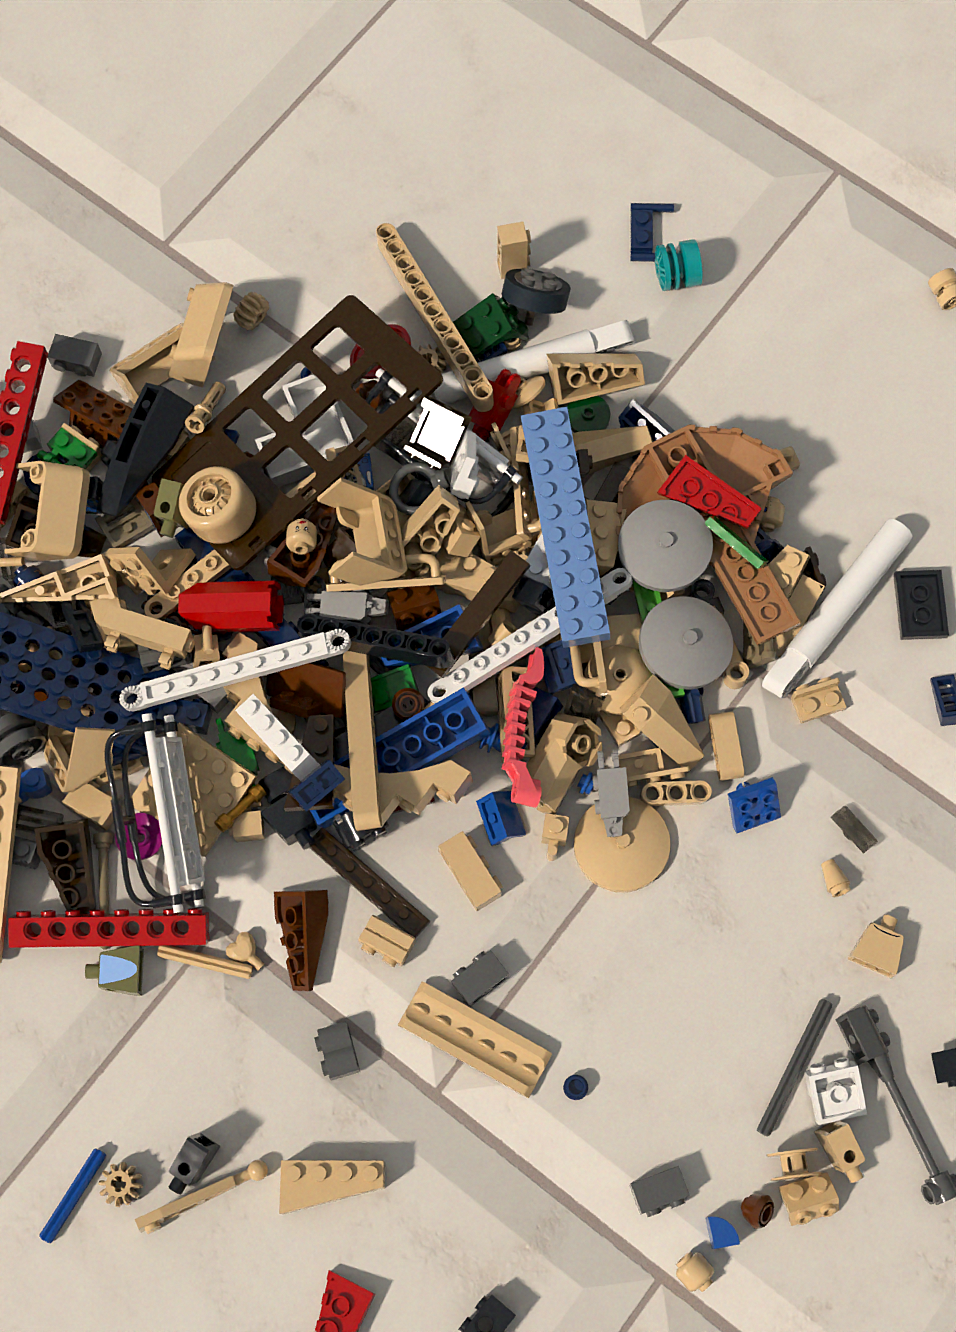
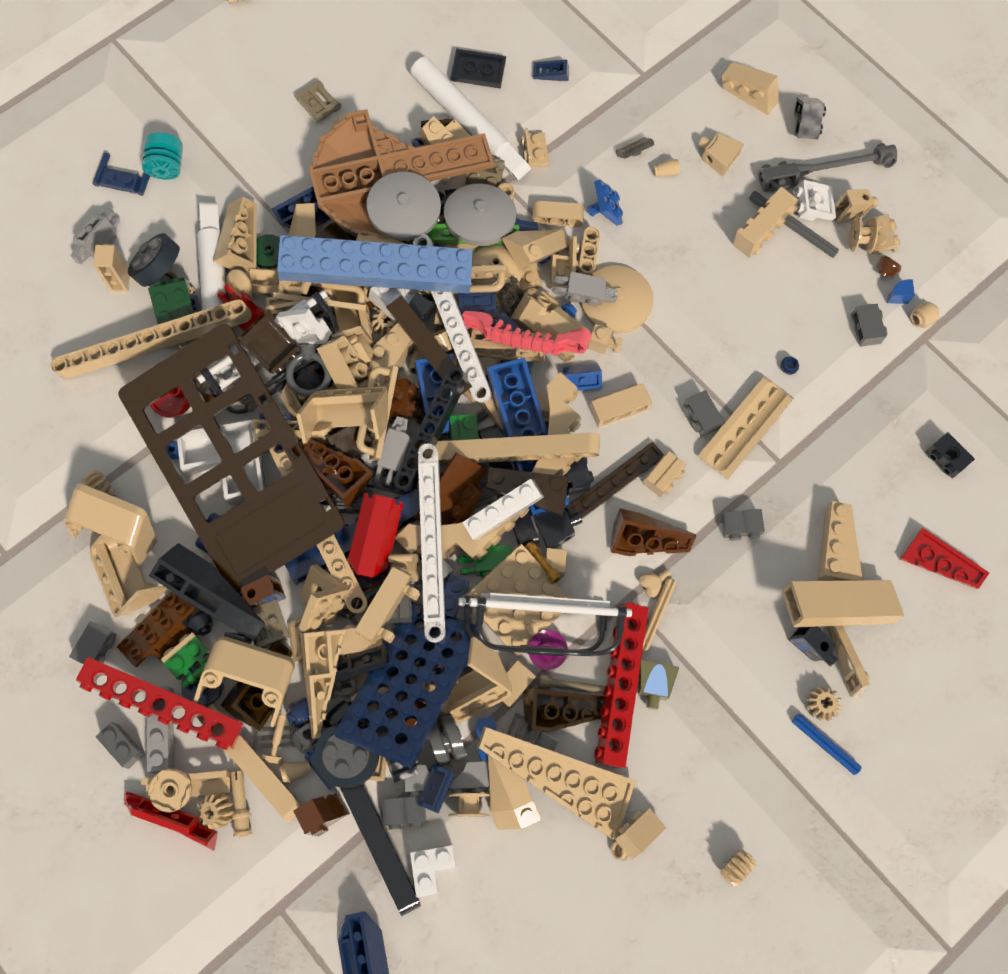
camera: 85 degrees left, 0 degrees up
(168, 507) = (266, 564): olive torso -> none
(203, 412) = (186, 537): tan pin -> none
(217, 505) = (299, 532): tan wheel -> none
(243, 1187) = (842, 603): none -> tan brick
(301, 535) = (330, 466): tan head -> none
(316, 785) = (552, 482): dark blue hinge -> none
(404, 696) = (484, 419): reddish brown cone -> none
(558, 223) = (95, 231): none -> light grey hinge
(706, 492) = (370, 166): red wing -> none
(736, 542) = (416, 155): tile -> none
(778, 1022) = (765, 221): none -> tan wedge
(807, 417) = (313, 103): none -> dark tan plate

